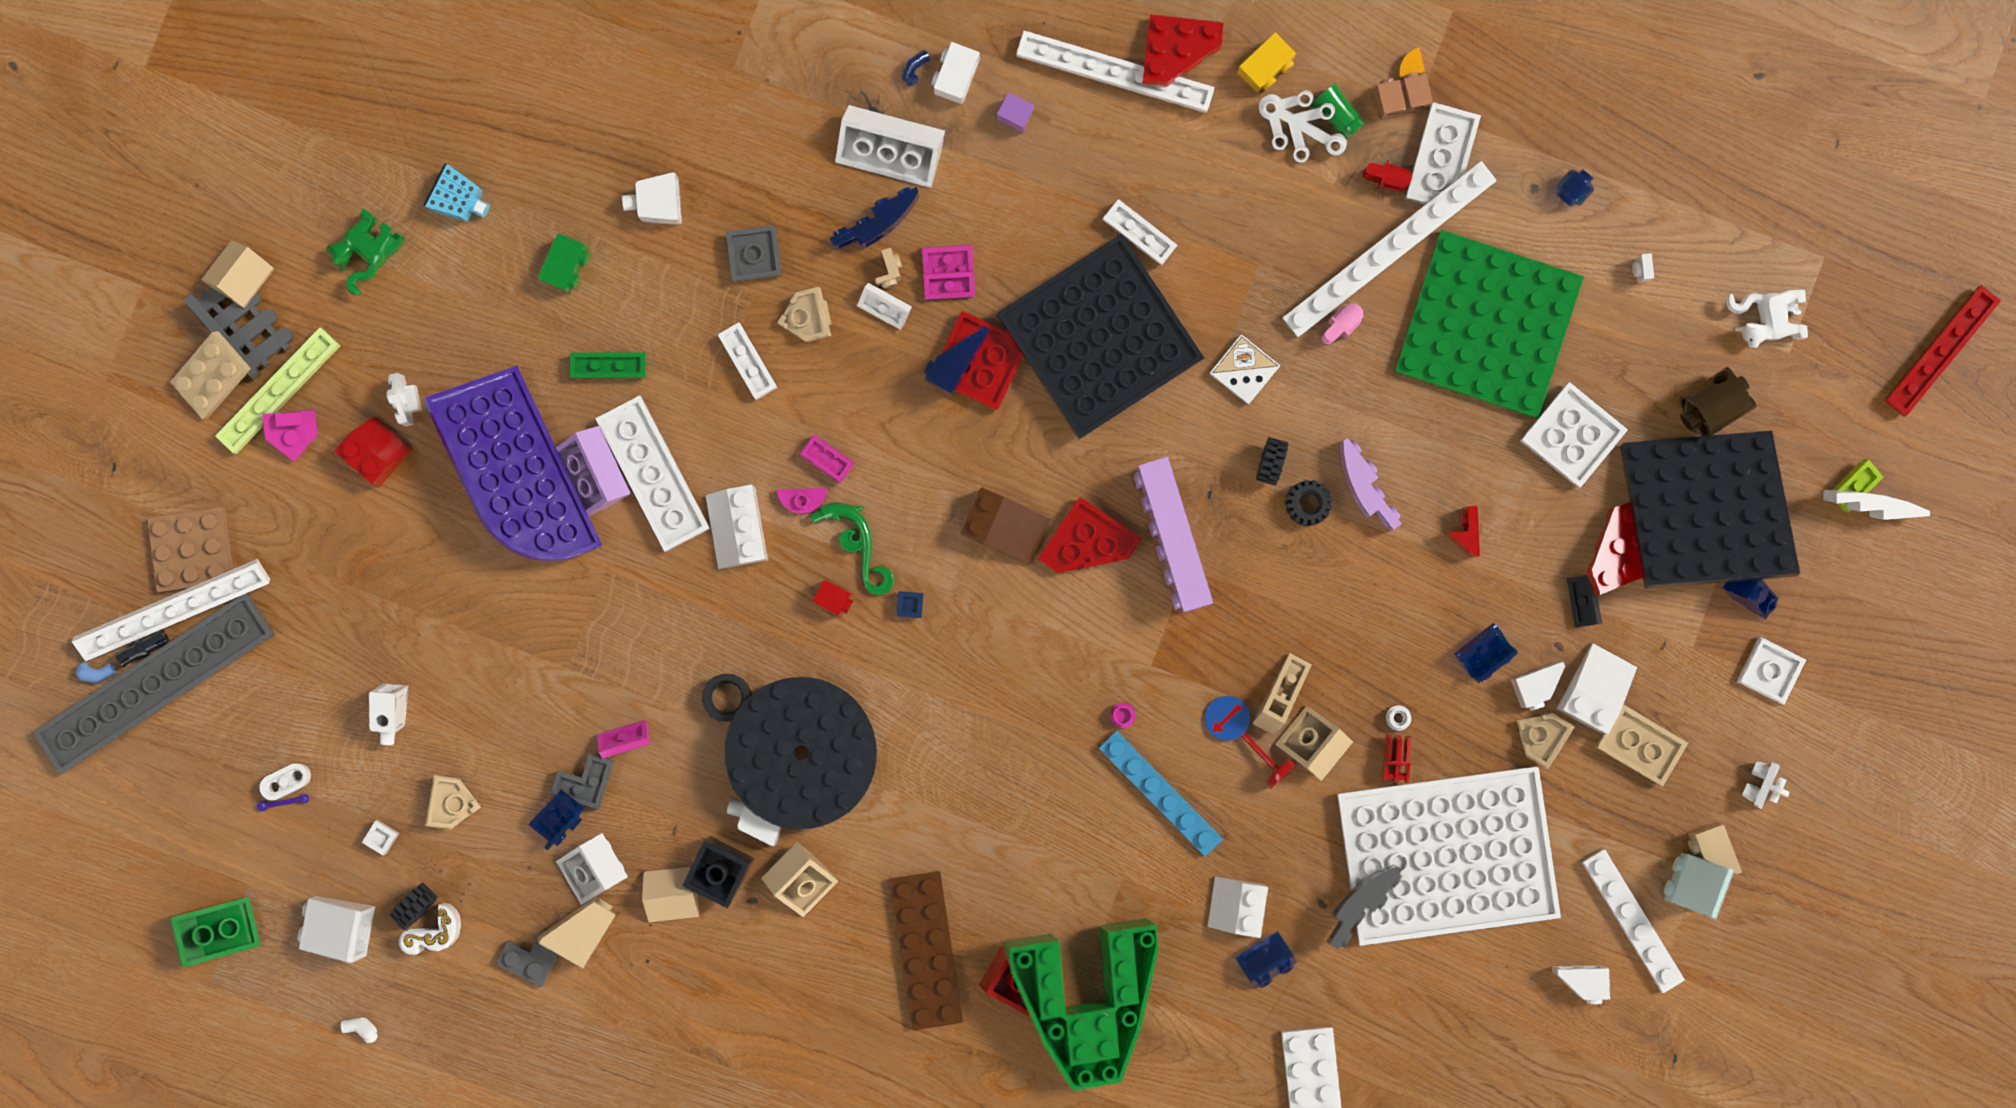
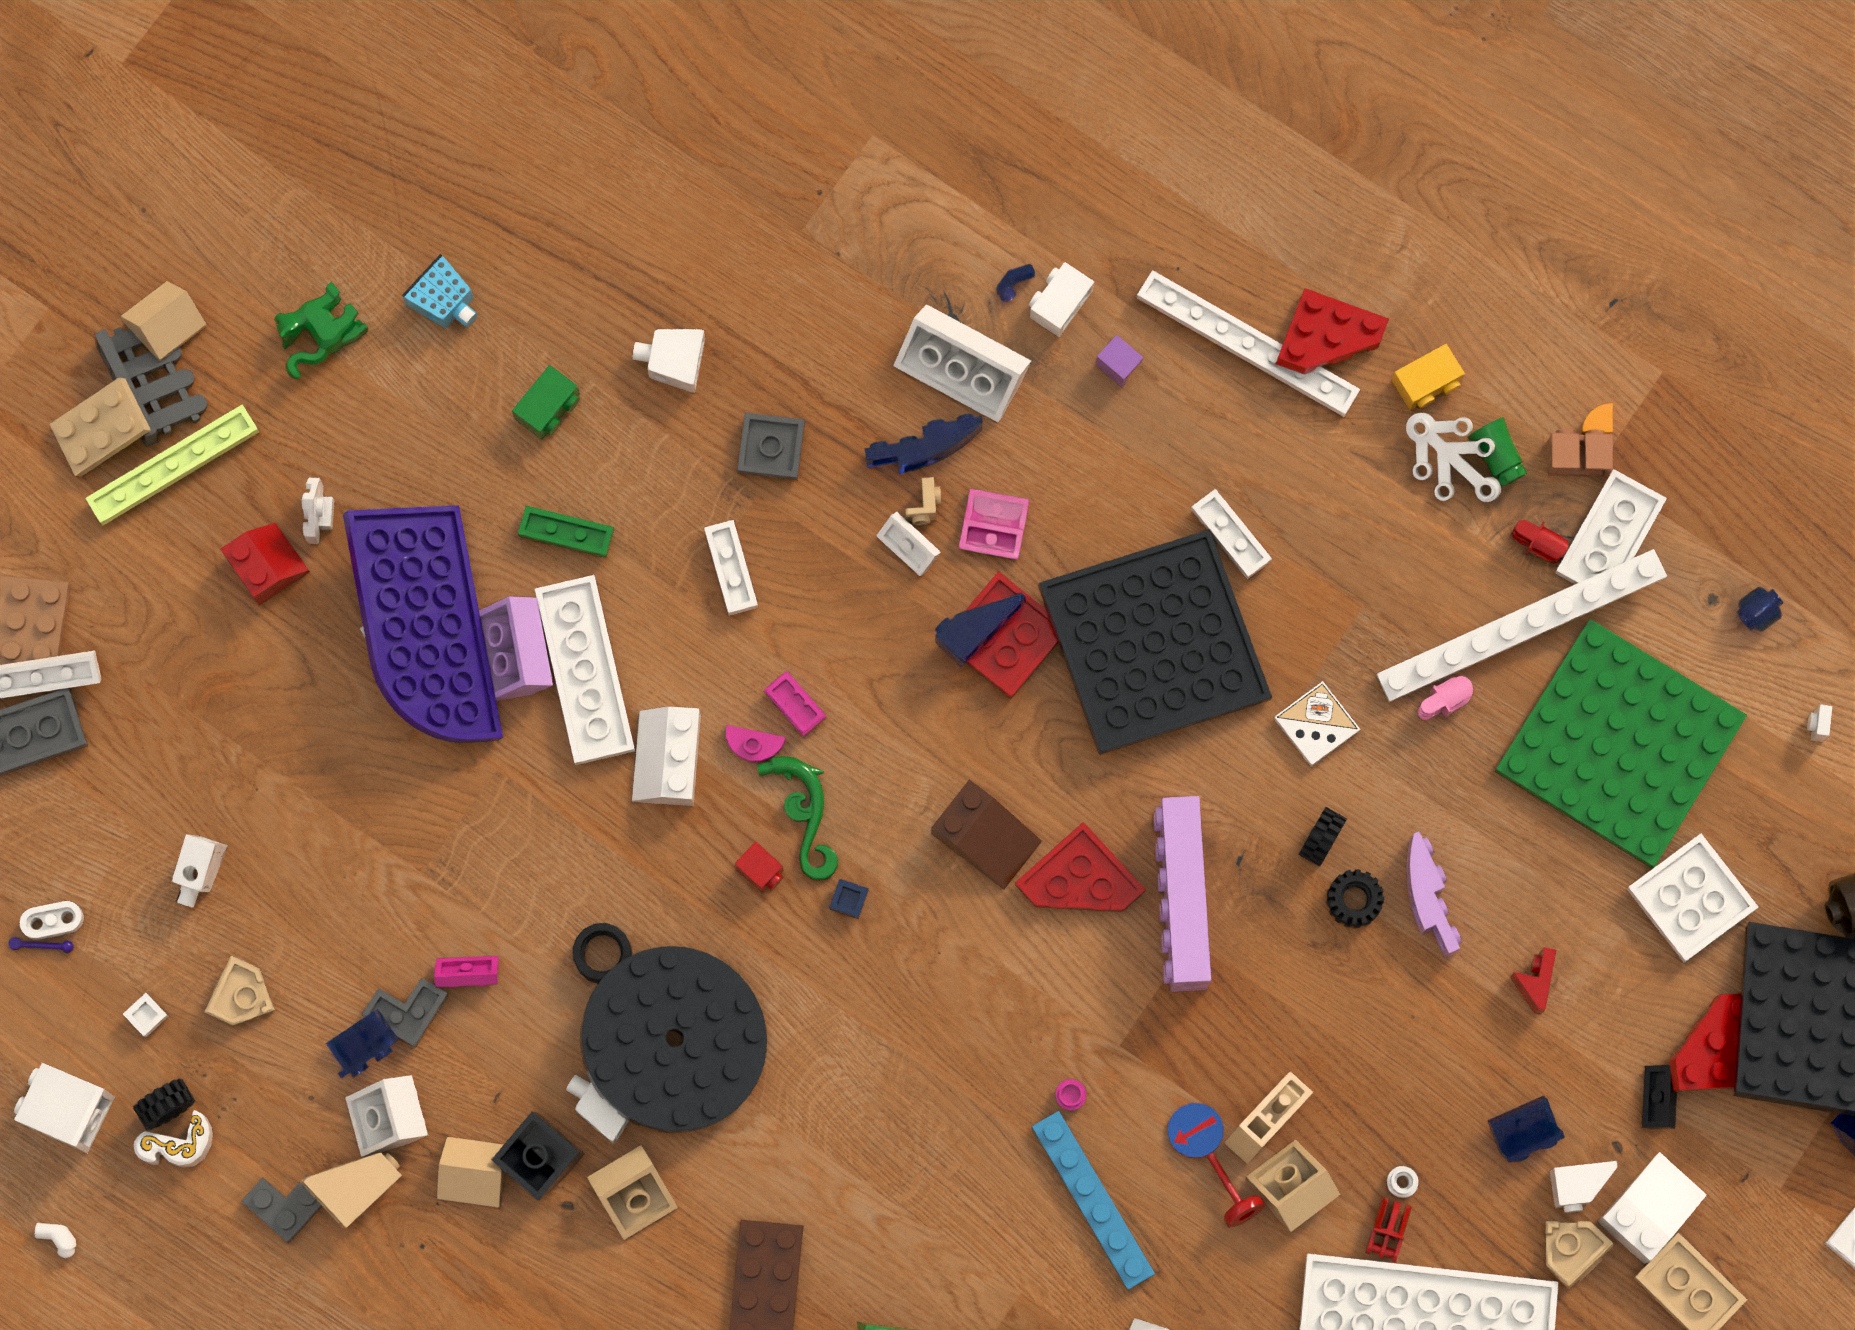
camera: 10 degrees right, 10 degrees down
(290, 430) = (174, 514): dark pink plate -> none
(807, 315) = (815, 532): tan plate -> none

